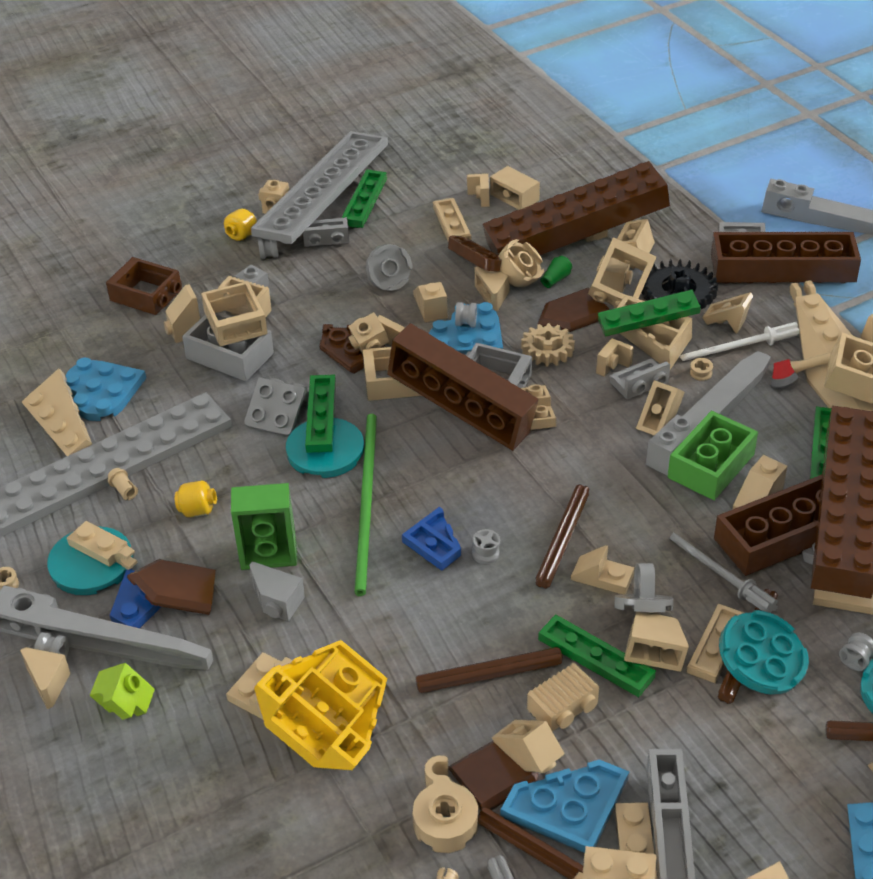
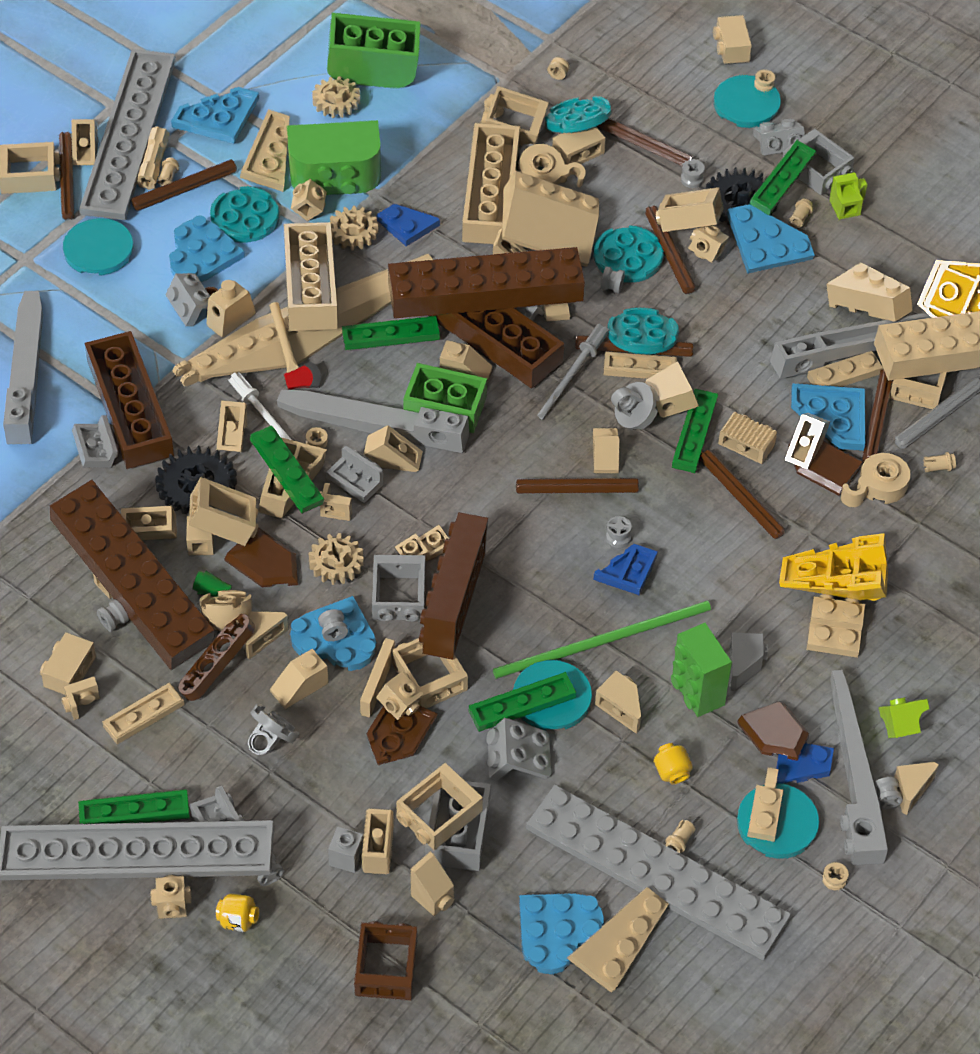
camera: 115 degrees left, 10 degrees up
(293, 473) = (620, 700): none -> tan slope

